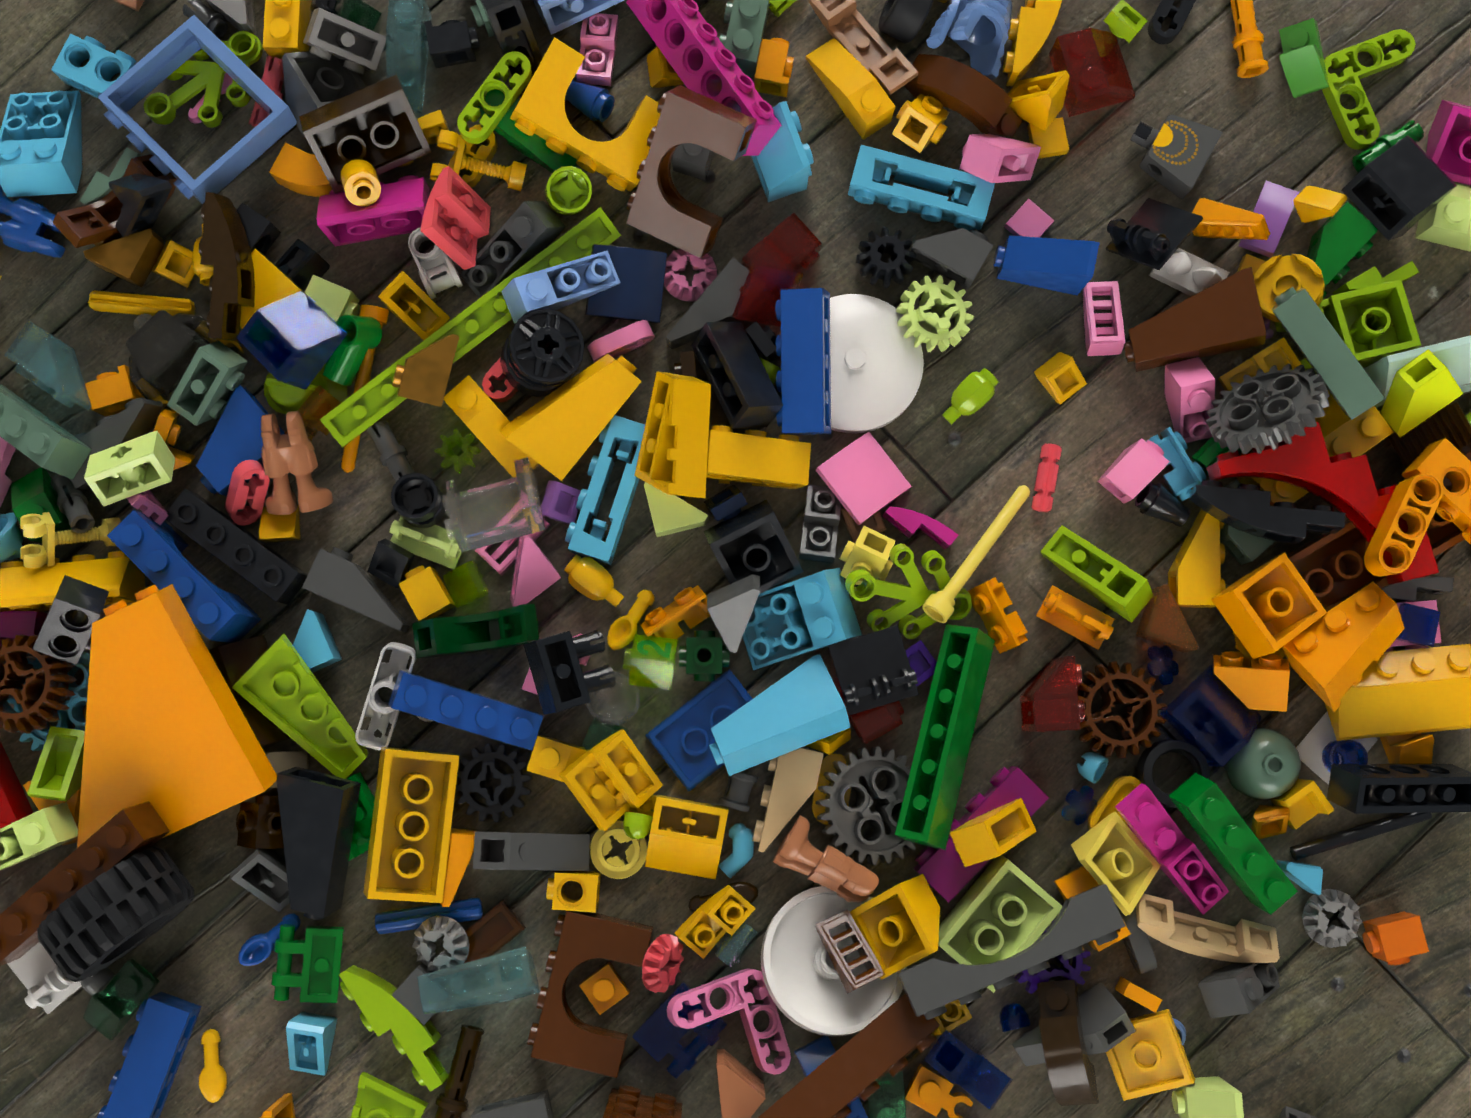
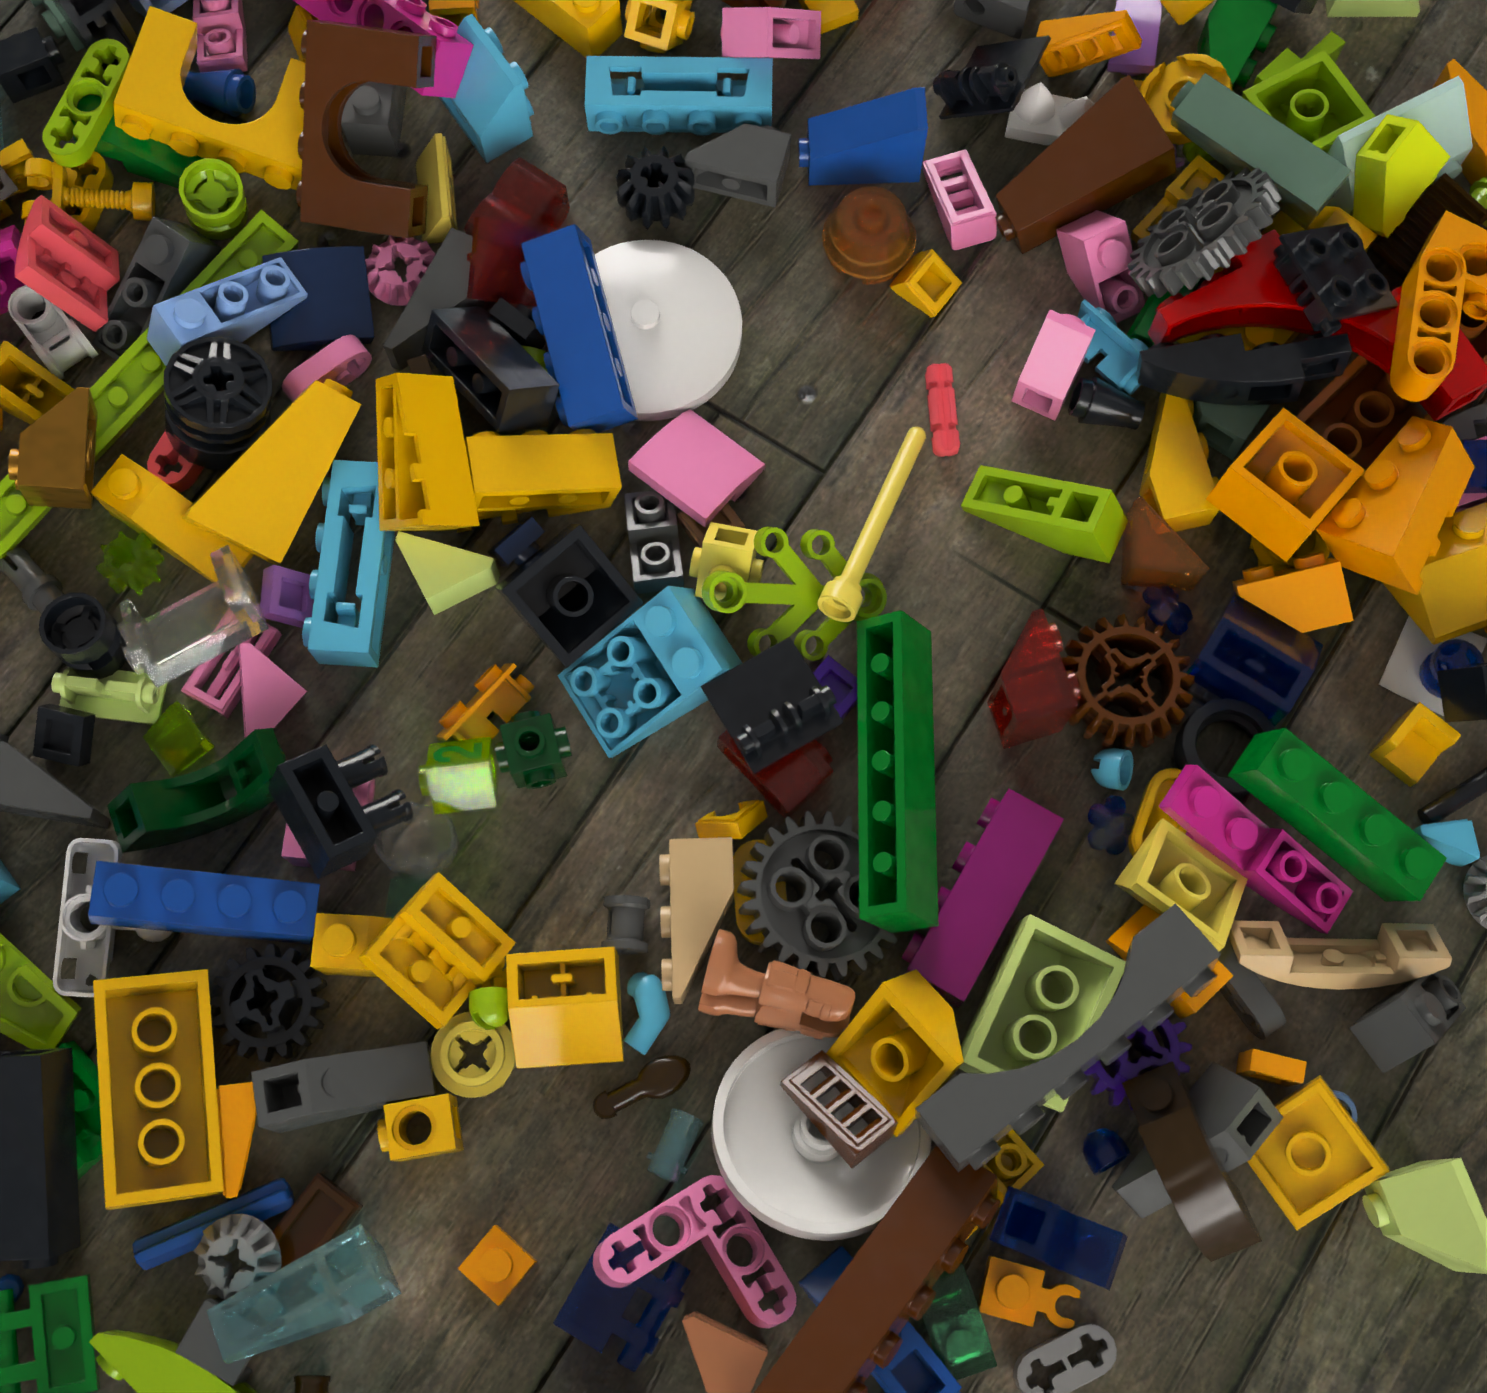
camera: 10 degrees left, 10 degrees down
(426, 593) = (119, 758): yellow brick -> none
(560, 1033) = (440, 1344): reddish brown arch -> none
(592, 580) = (354, 688): yellow plant -> none
(624, 628) = (413, 743): yellow piece -> none
(662, 963) = (571, 1179): coral gear -> none
(687, 733) = (565, 855): blue tile -> none
(714, 918) = (634, 1119): yellow slope -> none
(728, 206) = (435, 170): none -> light yellow slope
(732, 609) = (555, 673): slope -> none
(781, 719) = (659, 804): medium azure slope -> none
(909, 521) = (774, 504): dark pink slope -> none
(927, 325) = (737, 239): yellowish green gear -> none
(971, 395) = (813, 329): lime plant -> none
(989, 601) = (912, 587): light orange hinge -> none
(993, 833) = (997, 881): yellow slope -> none
(1029, 221) = (829, 98): bright pink tile -> none
(1029, 333) = (869, 235): none -> clear orange cone
(1075, 617) = (1032, 578): light orange hinge -> none
(1265, 765) = (1345, 707): sand green cylinder -> none
(1270, 821) = (1381, 778): light orange slope -> none
(1350, 471) = (1335, 274): none -> black hinge

